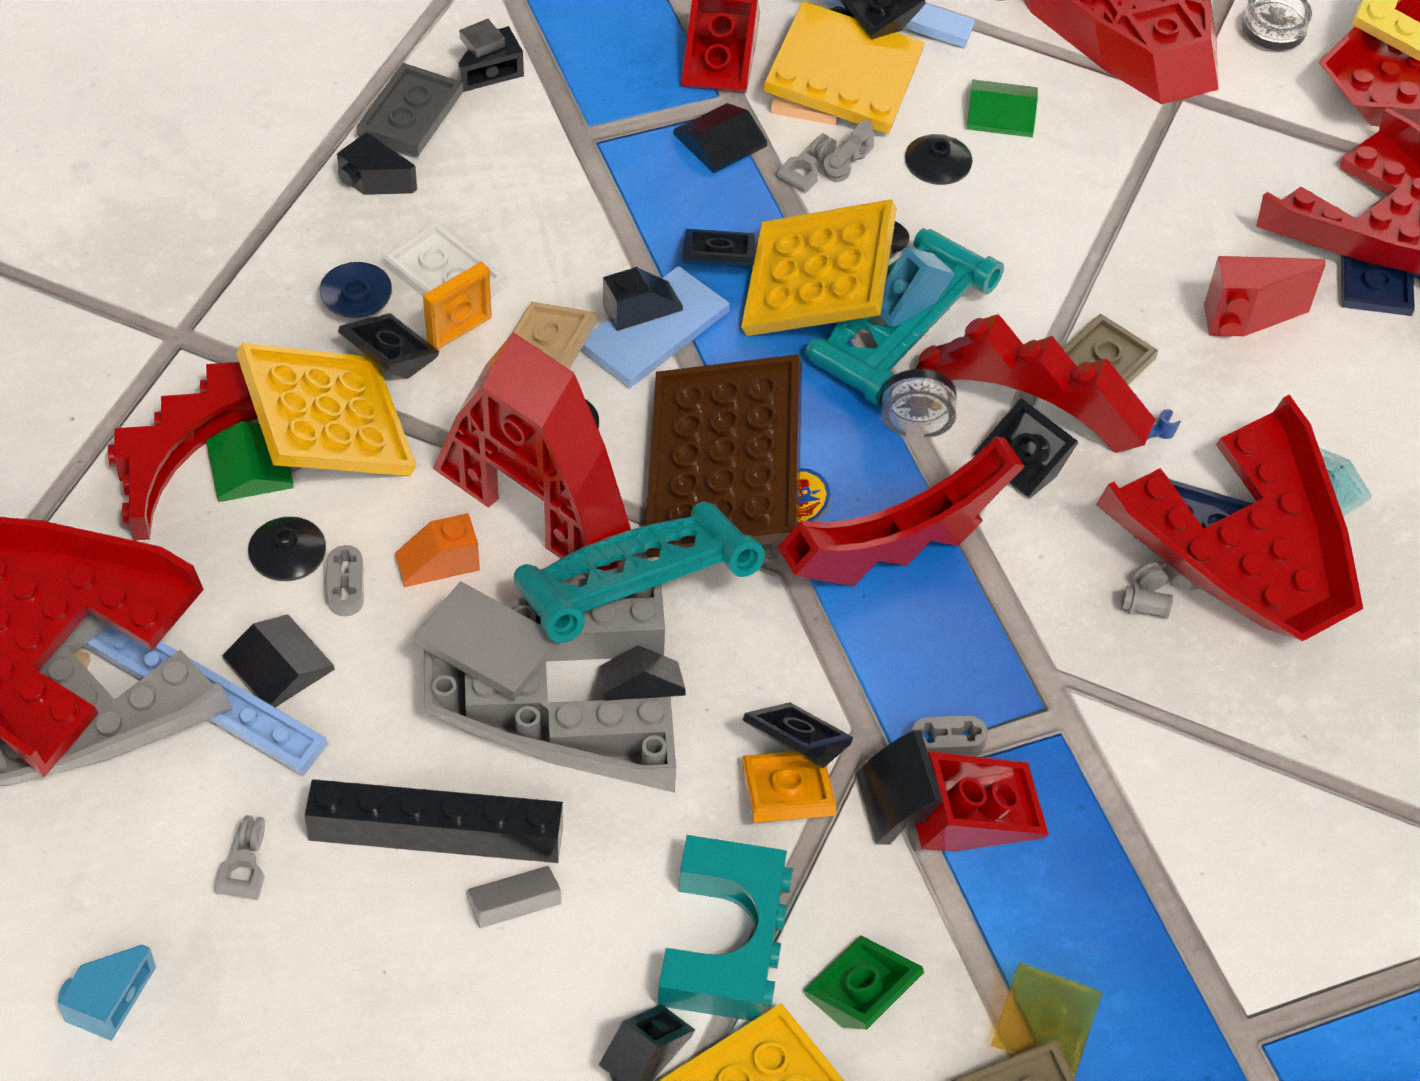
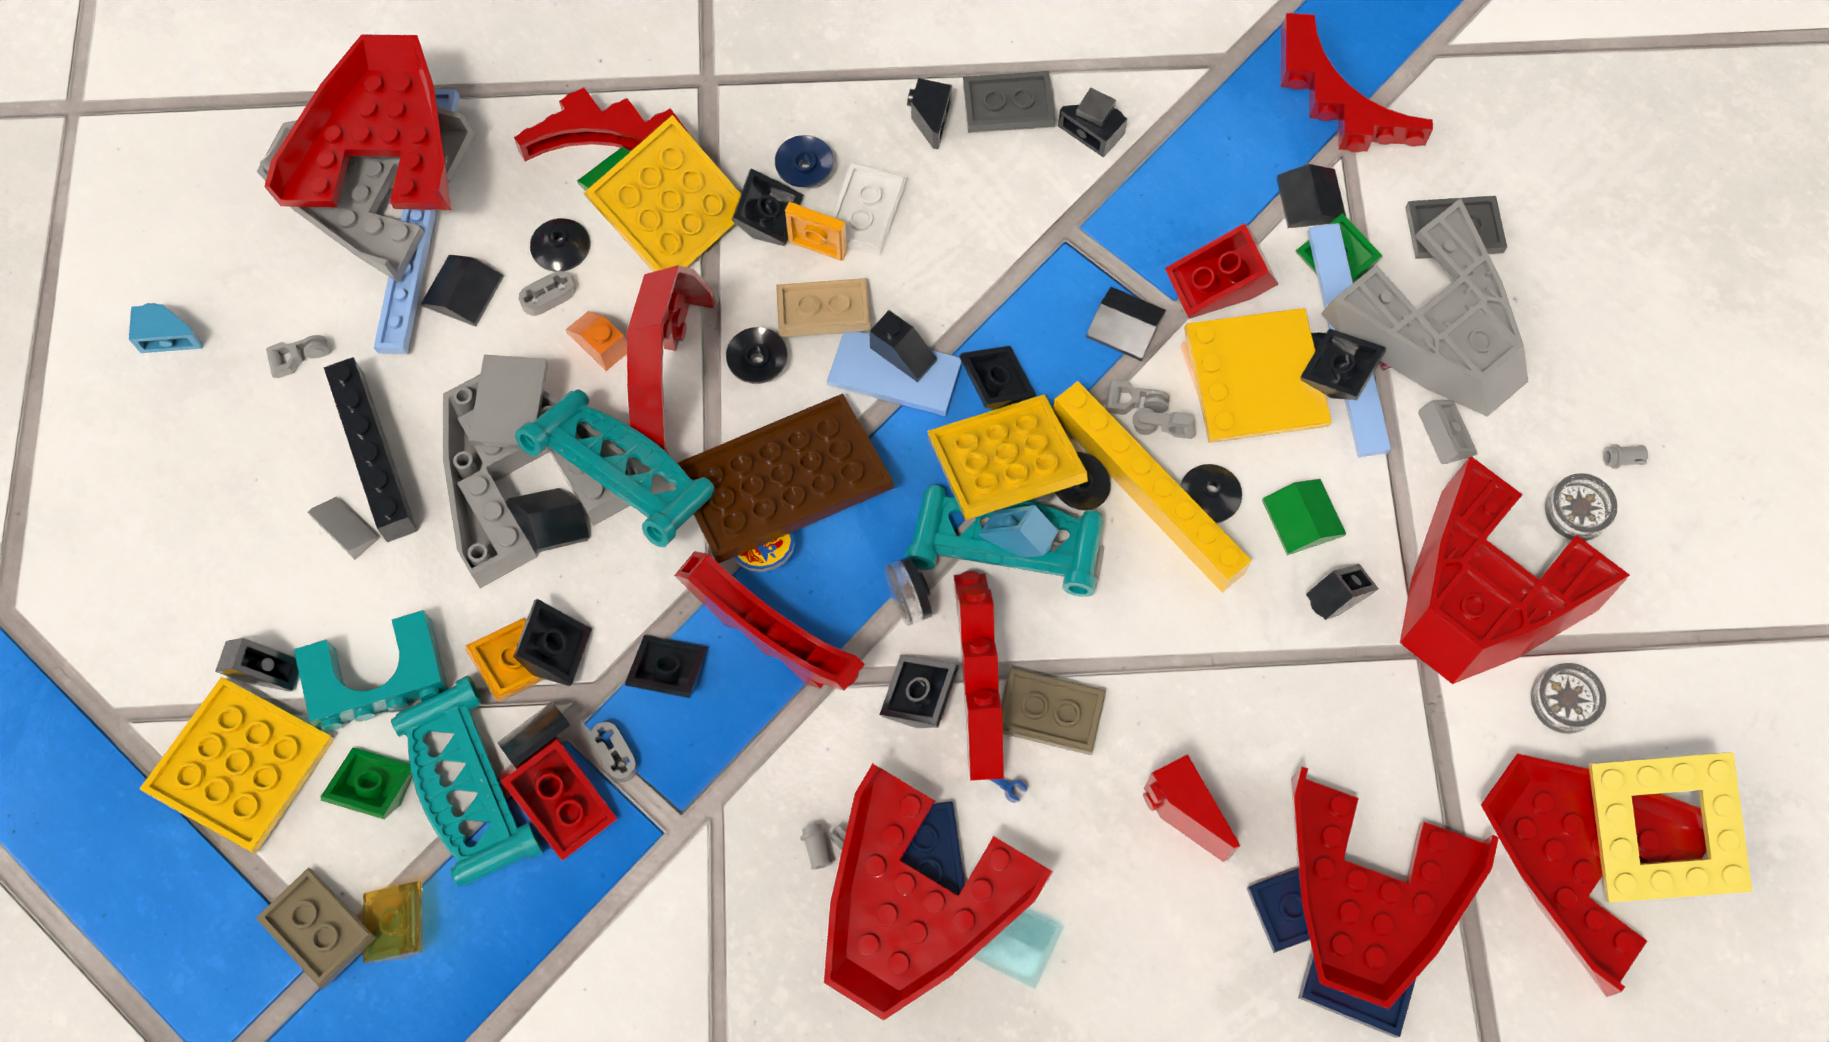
camera: 65 degrees right, 15 degrees up
(878, 647) = (667, 666): none -> black slope
(921, 184) = (1151, 487): none -> yellow brick
(1002, 876) = (503, 840): none -> teal piece
(1097, 112) = (1341, 591): none -> black slope

